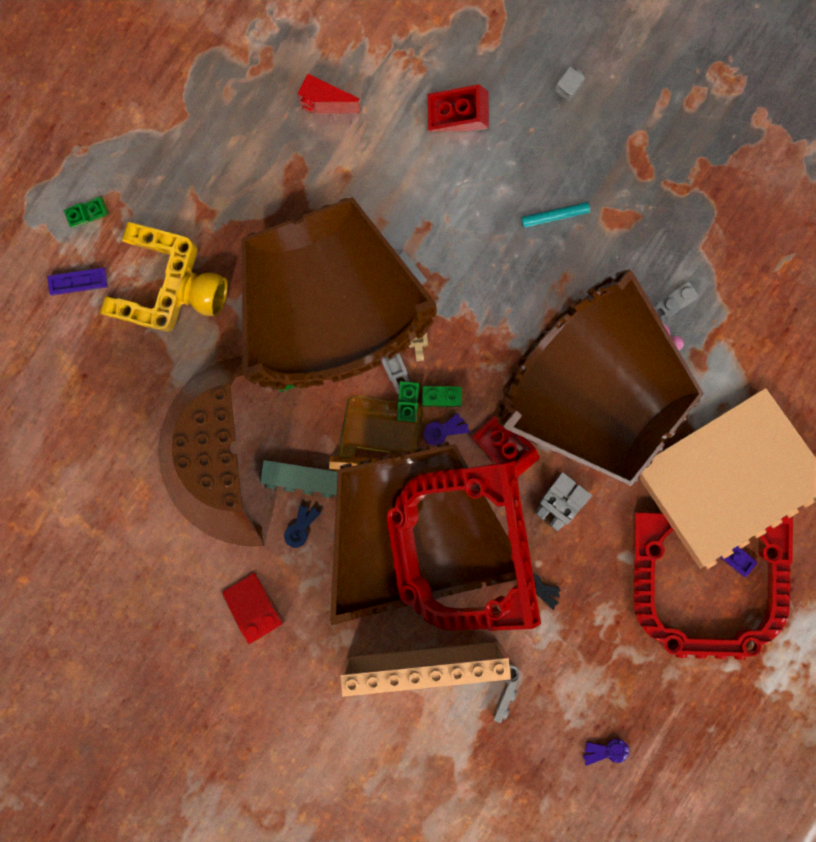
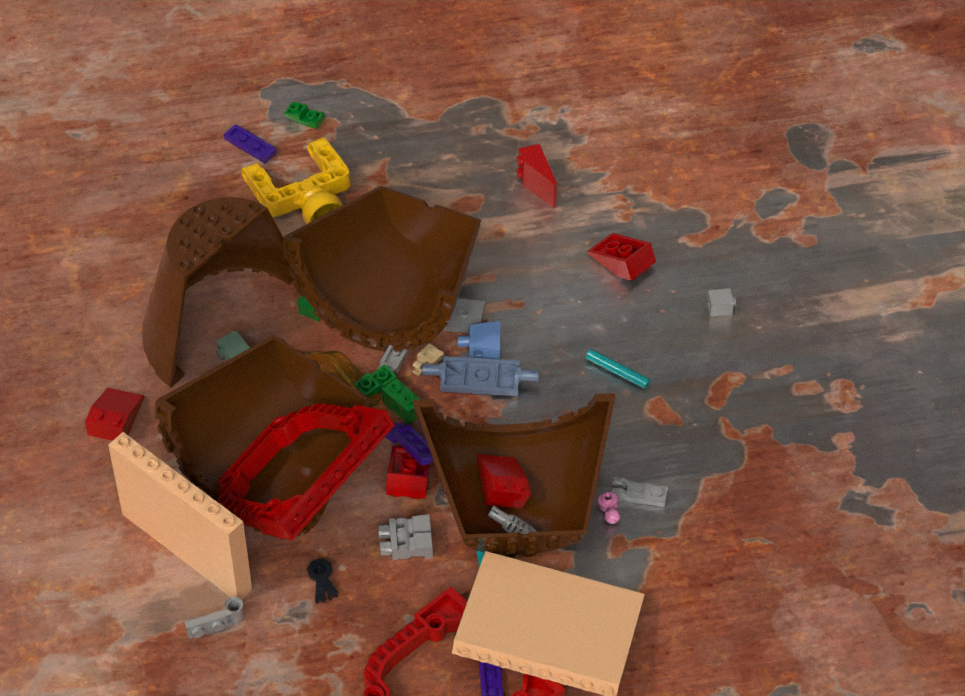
camera: 50 degrees right, 35 degrees down
(443, 285) = (482, 340): none -> medium blue torso
(469, 318) = (480, 375): none -> sand blue plate
(486, 425) = (413, 443): none -> dark purple plate
(581, 393) = (503, 481): none -> red slope
(628, 421) = (510, 522): none -> light grey hinge

